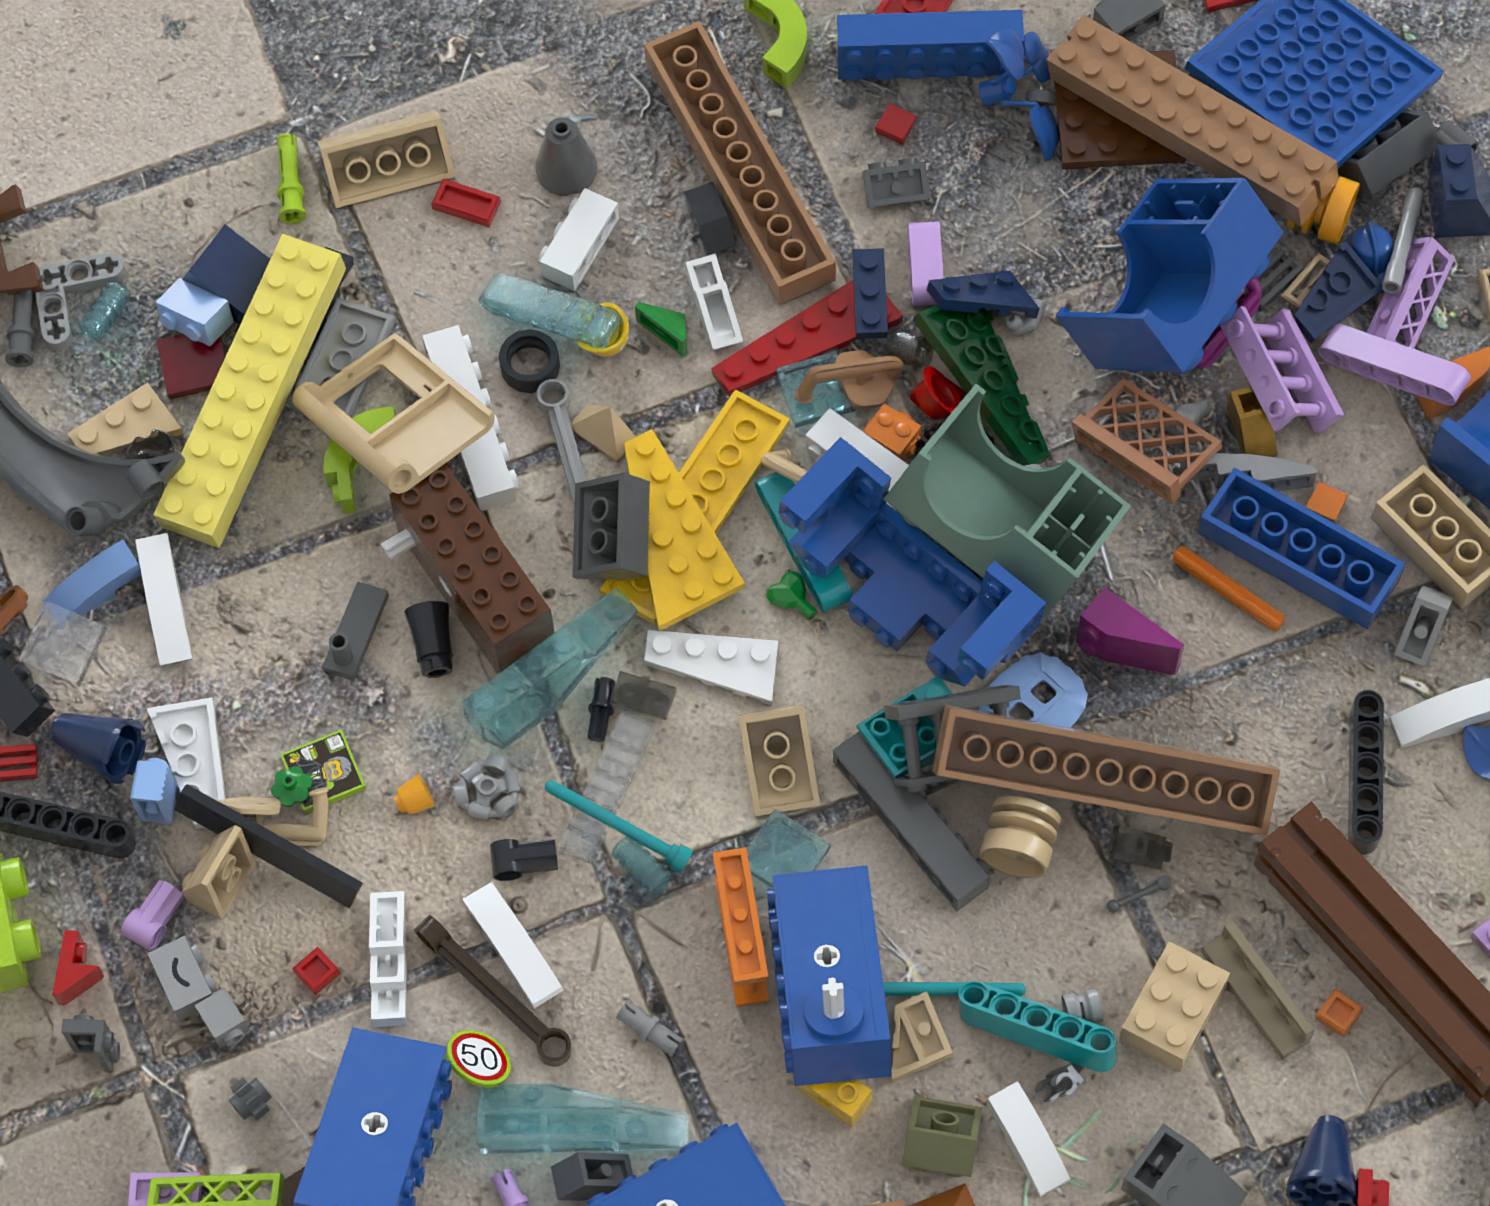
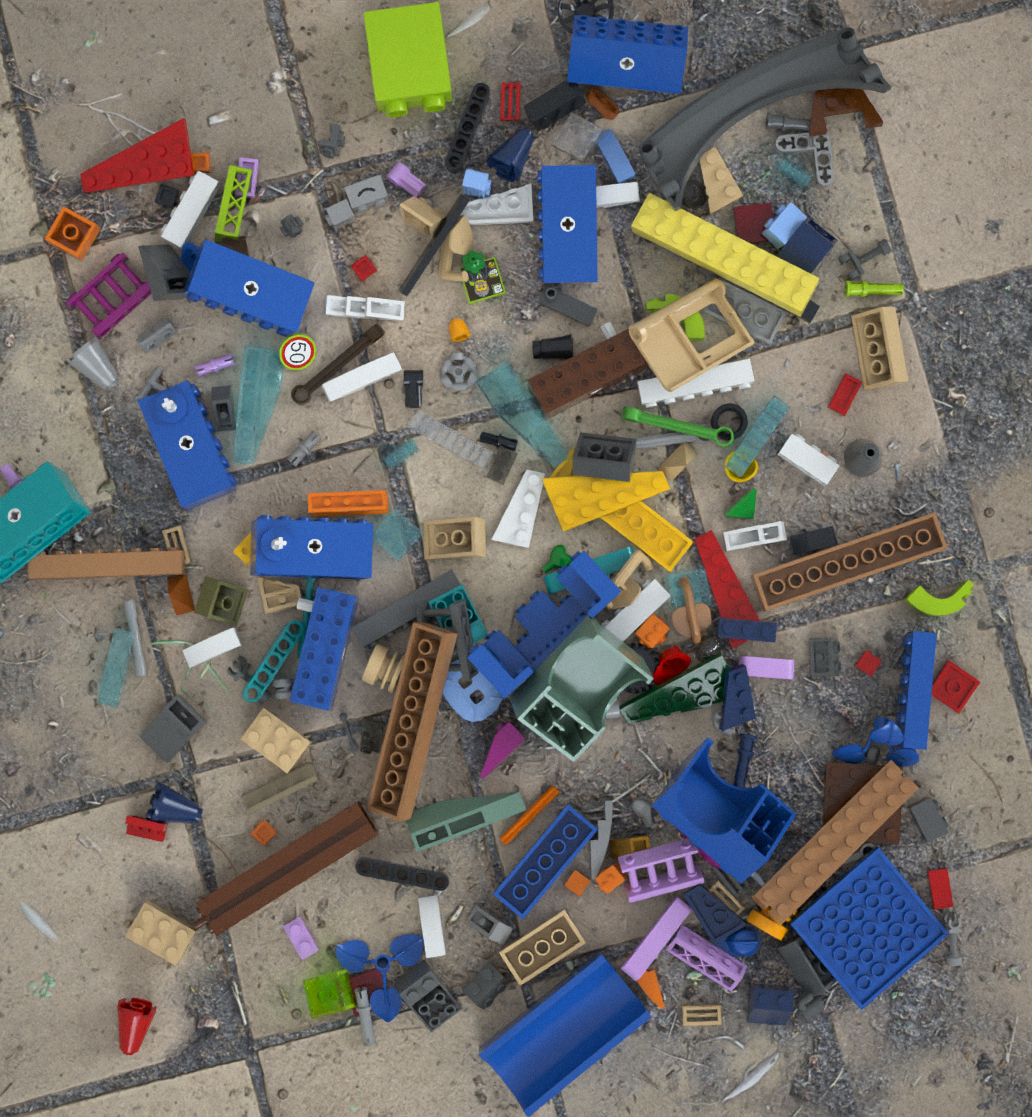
camera: 90 degrees right, 20 degrees up
(71, 976) = (376, 132): red slope -> none
(217, 628) = (570, 195): none -> blue piece
(221, 171) = (882, 248): none -> dark grey bar
(534, 497) = (636, 415): none -> bright green piece
(675, 855) = (403, 473): teal piece -> none
(1002, 935) = (323, 647): none -> blue piece
(1068, 278) = (745, 753): none -> dark blue pin
(1125, 453) = (621, 766): nougat fence -> none
(1254, 692) = (460, 816): none -> sand green wedge
(1309, 444) = (611, 877): none -> orange head
(1396, 267) = (725, 953): light grey piece -> none

